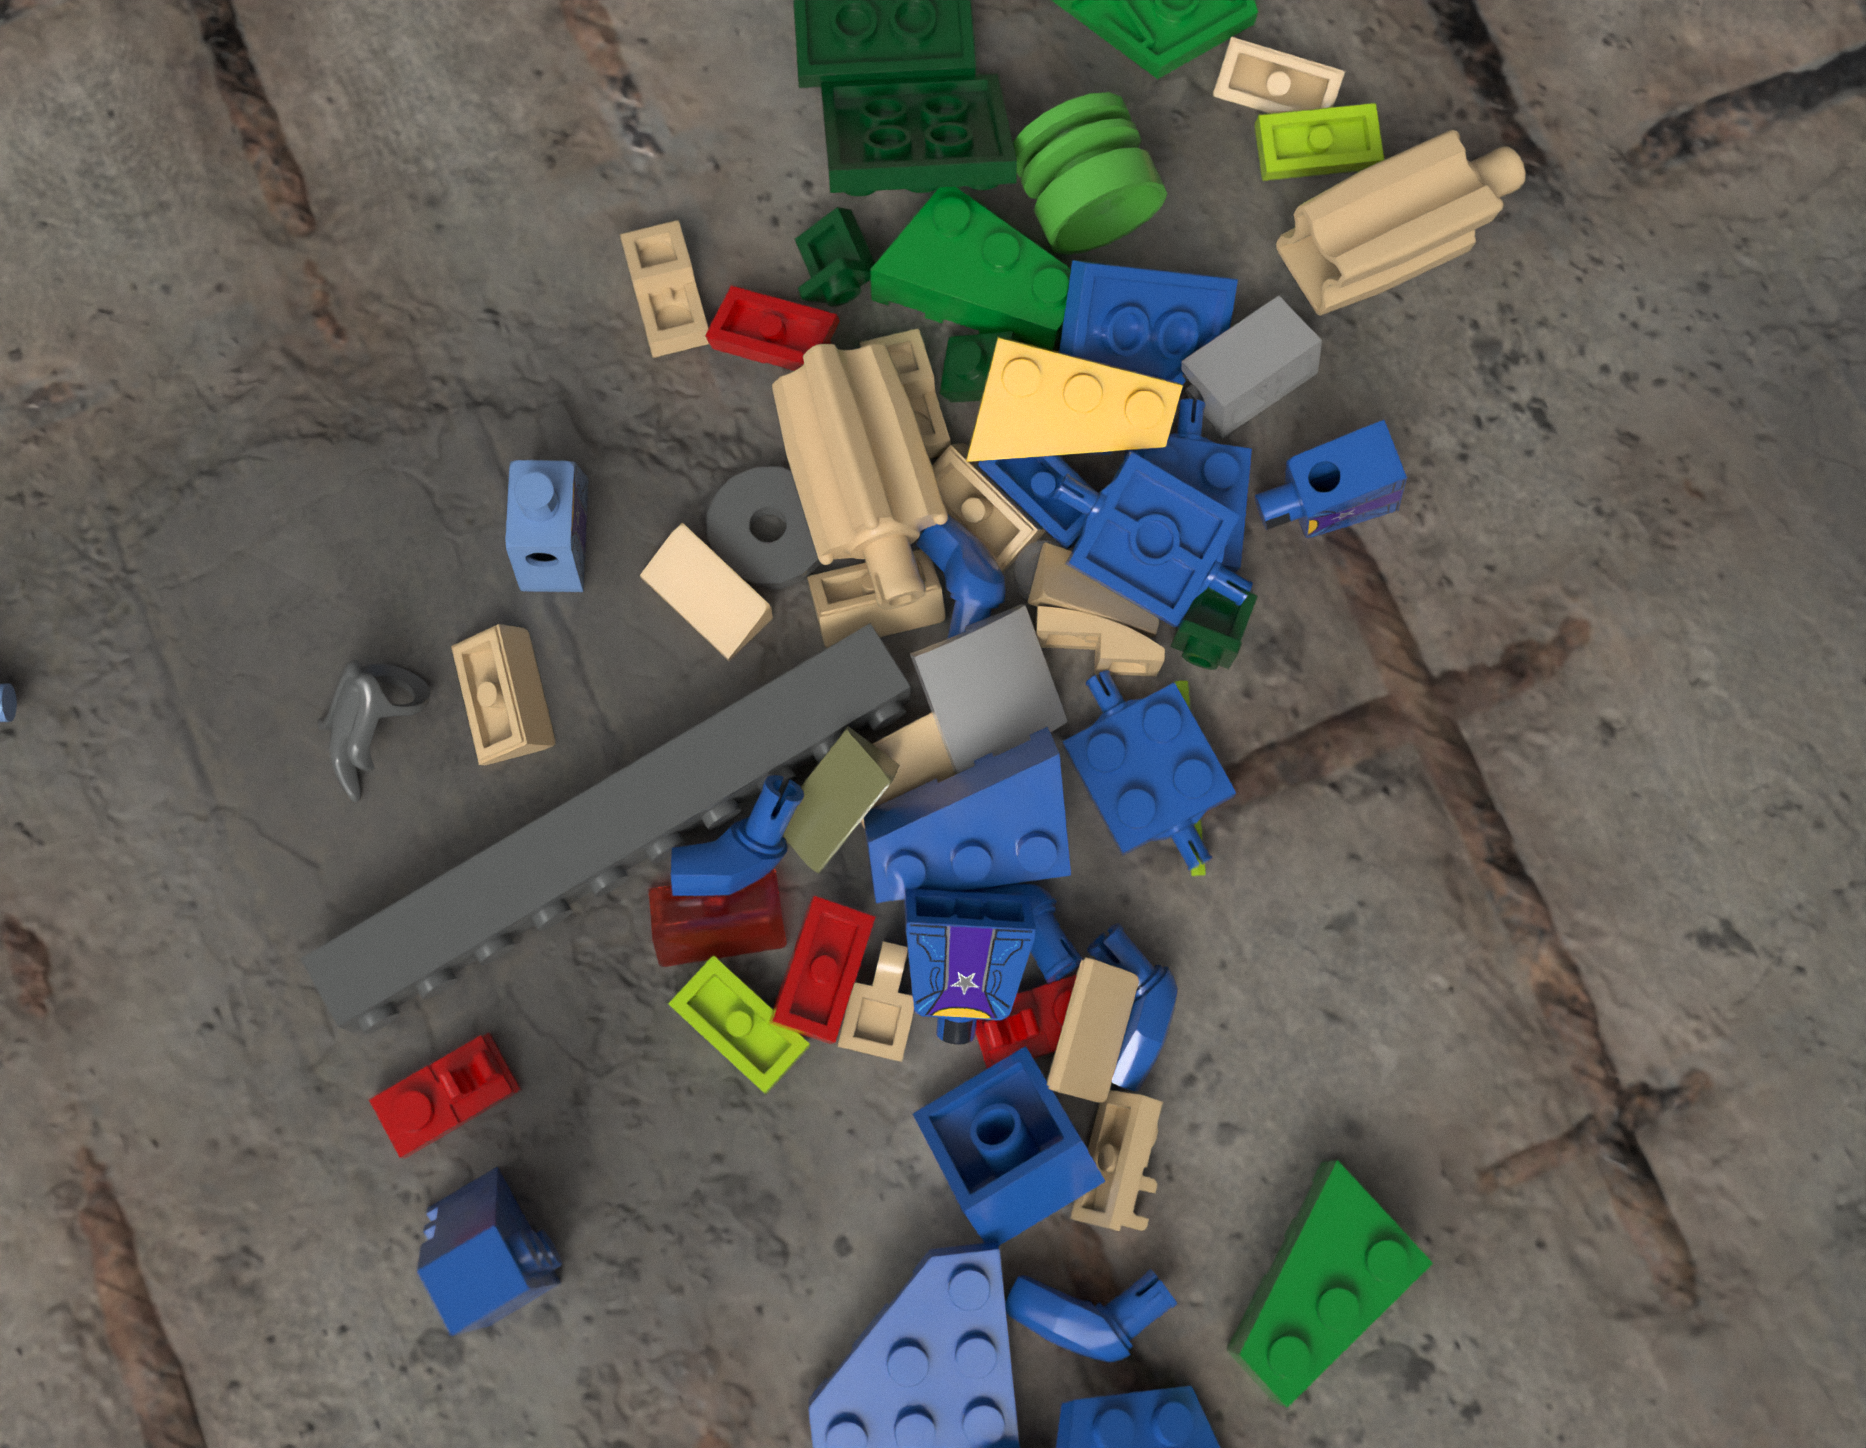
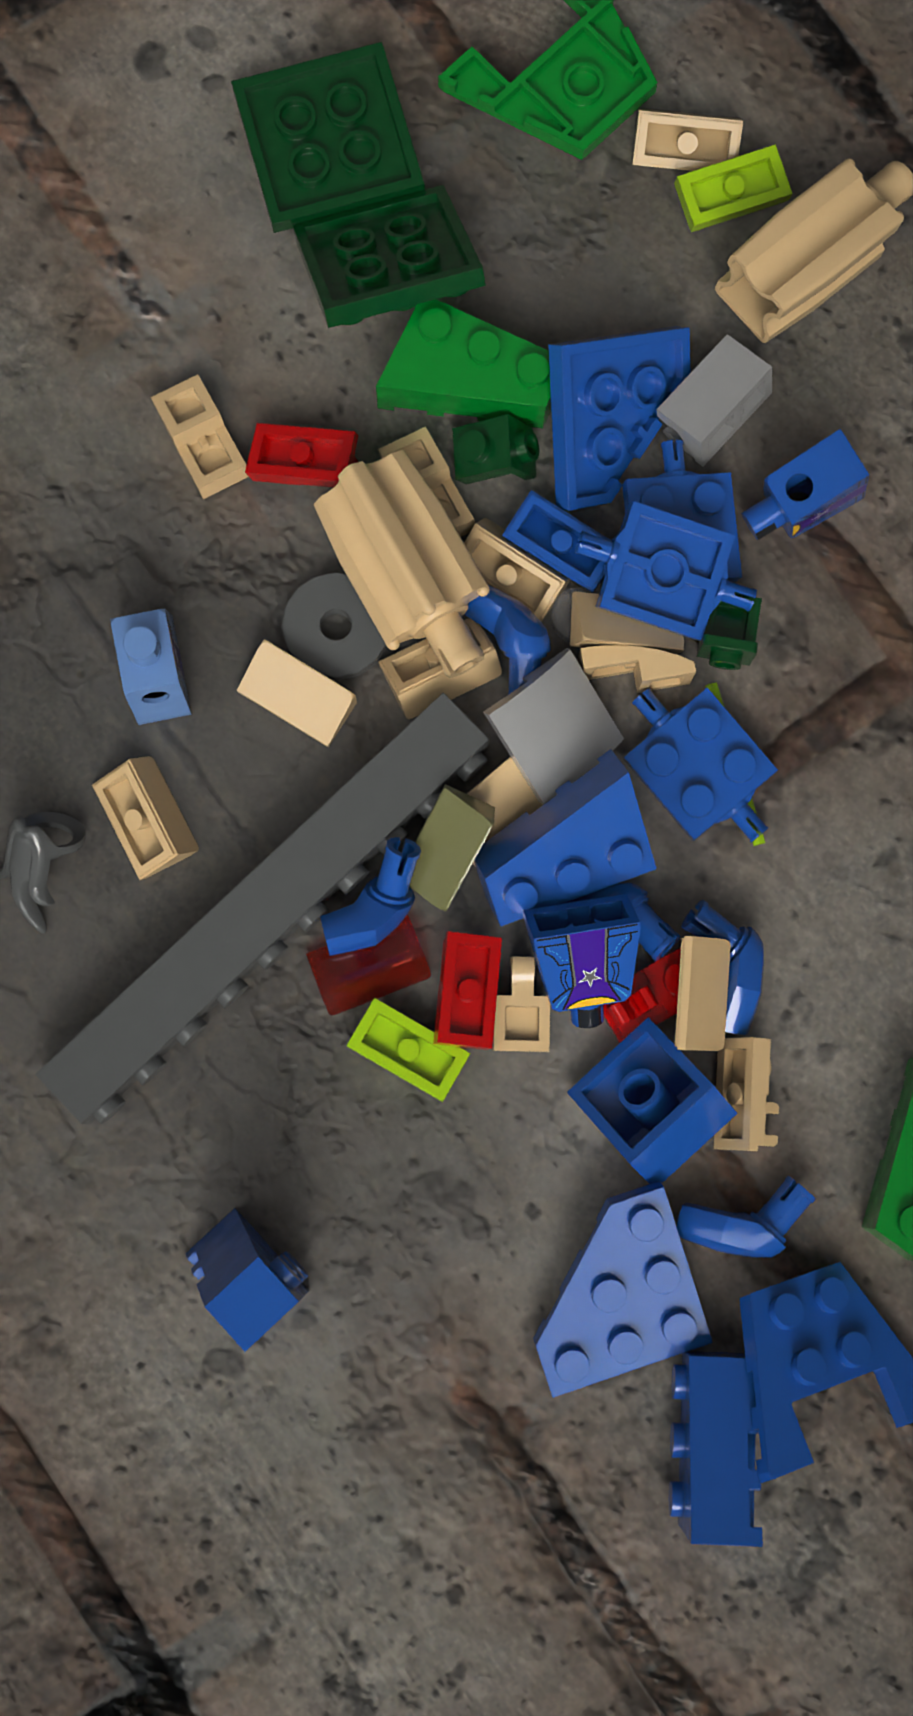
camera: 10 degrees left, 5 degrees up
(445, 1095) = (178, 1159): red plate -> none
(835, 259) = (341, 381): dark green bracket -> none
(1065, 405) = (569, 470): yellow wing -> none
(1087, 173) = (542, 261): bright green wheel -> none

